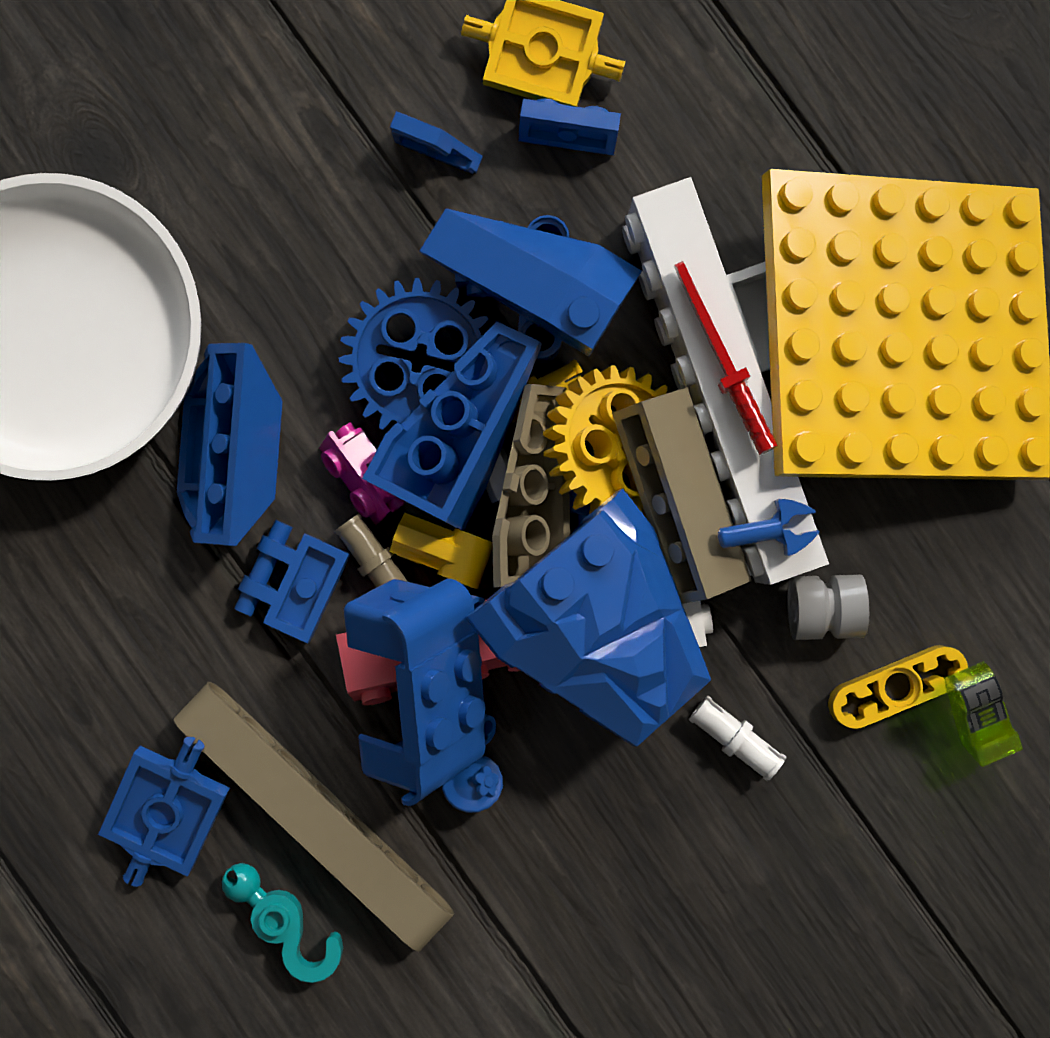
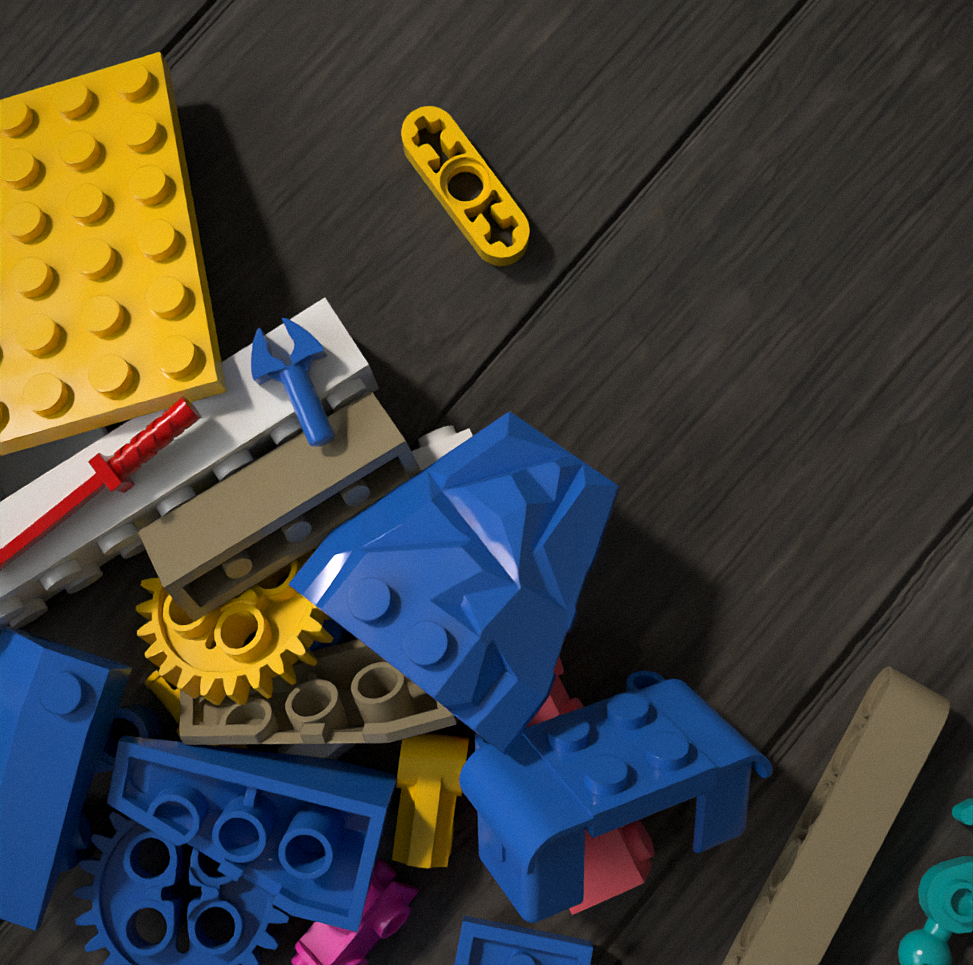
camera: 105 degrees left, 5 degrees down
(368, 552) = (452, 897): dark tan pin -> none
(475, 786) = (722, 679): blue hat -> none
(737, 738) = (577, 364): white pin -> none
(831, 606) = (384, 280): light grey wheel -> none
(981, 714) = (473, 77): clear neon green leg -> none

